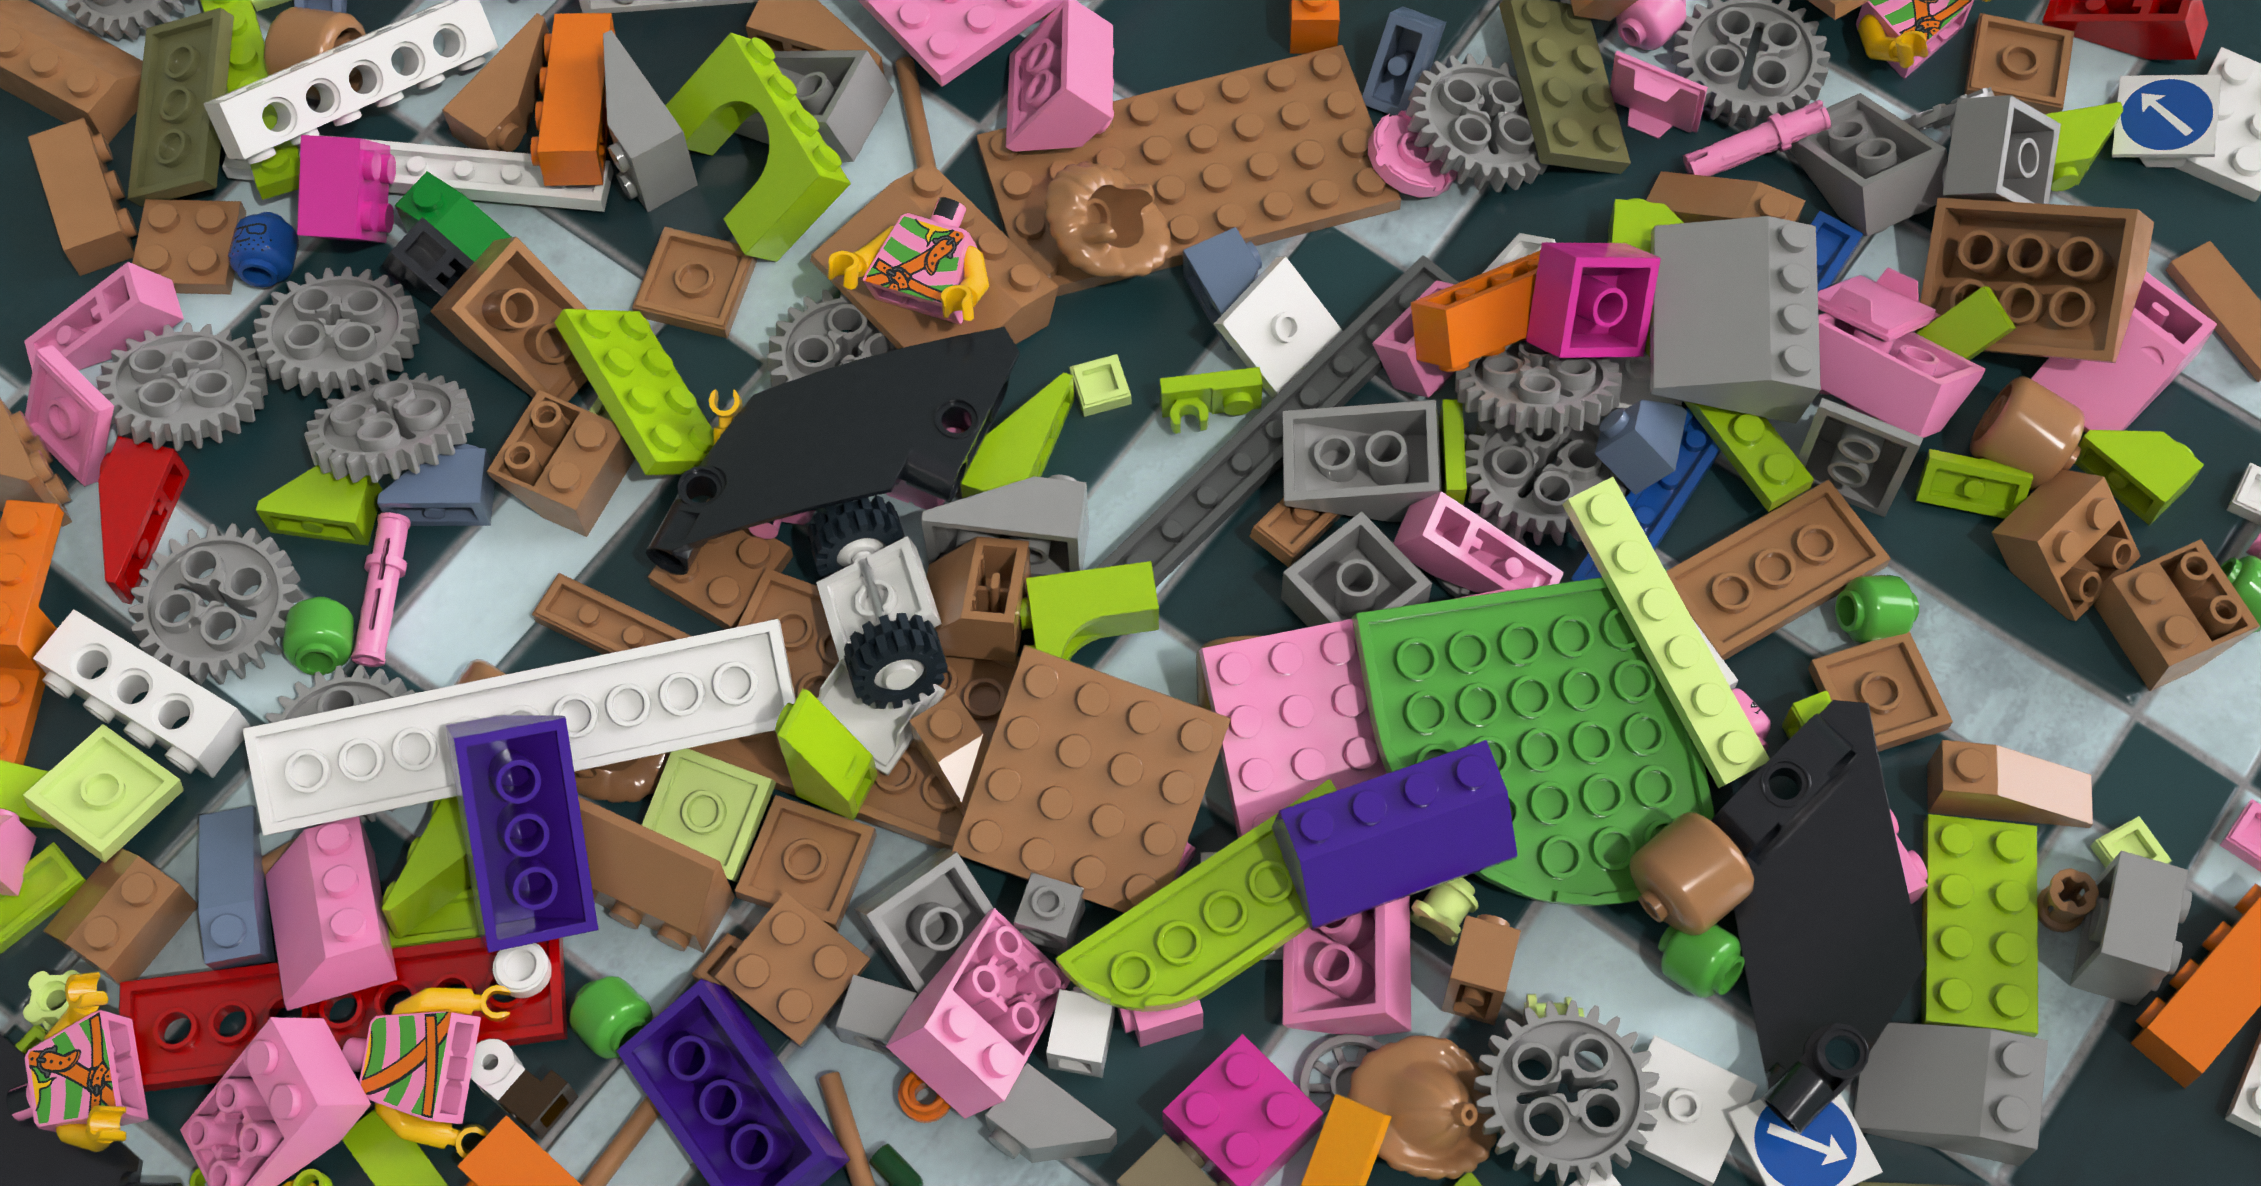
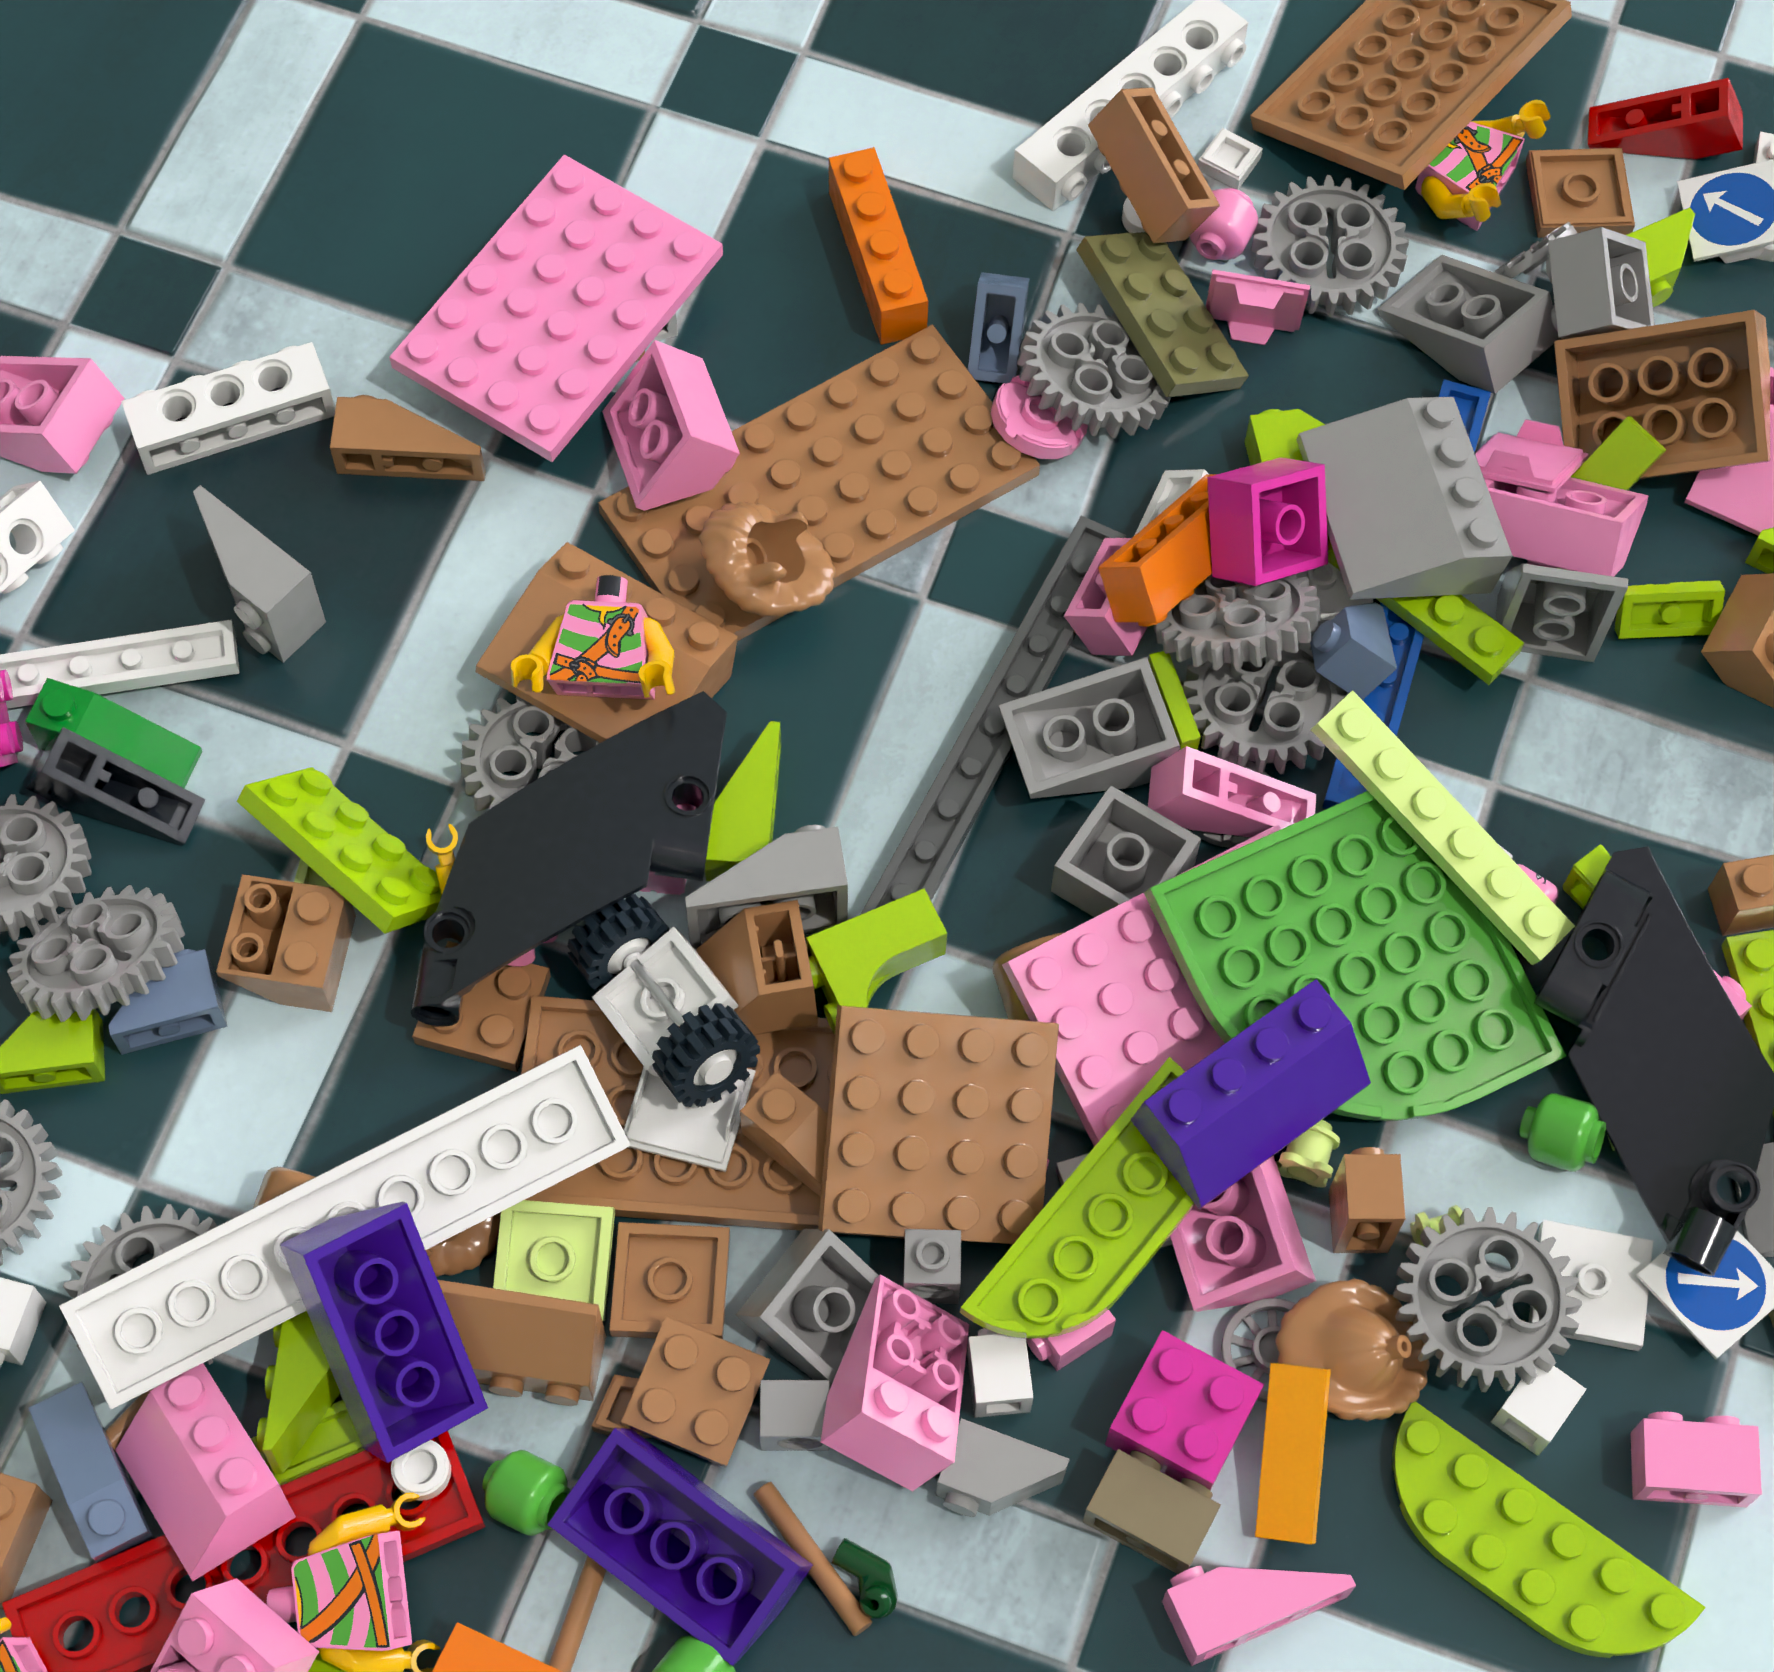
camera: 20 degrees left, 0 degrees up
(318, 635) = (90, 1187): bright green head -> none
(384, 570) = (130, 1064): bright pink pin -> none
(501, 97) = (92, 586): medium nougat slope -> none
(507, 318) = (185, 807): medium nougat slope -> none
(517, 1091) = (455, 1593): leg -> none
(574, 106) = (177, 565): orange brick -> none
(598, 619) = (382, 1094): medium nougat tile -> none
(695, 282) = (358, 722): medium nougat tile -> none
(800, 169) = (441, 582): lime arch -> none
(824, 757) = (667, 1172): lime slope -> none
(839, 90) = (416, 509): light grey slope -> none
(912, 1108) = (857, 1496): orange plate -> none
(915, 111) = (527, 496): medium nougat bar -> none
(1100, 385) = (804, 724): yellowish green tile -> none
(1215, 392) = (917, 705): lime plate -> none
(1220, 272) = (893, 590): sand blue slope -> none
(1278, 325) = (965, 622): white plate -> none
(1291, 531) = (1040, 822): medium nougat plate -> none
(1690, 874) = (1536, 1055): medium nougat head -> none
(1716, 198) = (1349, 392): medium nougat slope -> none
(1745, 146) = (1377, 315): bright pink pin -> none
(1776, 569) = (1516, 735): medium nougat plate -> none
(1876, 608) = (1618, 753): bright green head -> none
(1892, 681) = (1650, 815): medium nougat plate -> none
(2029, 431) = (1705, 544): medium nougat head -> none

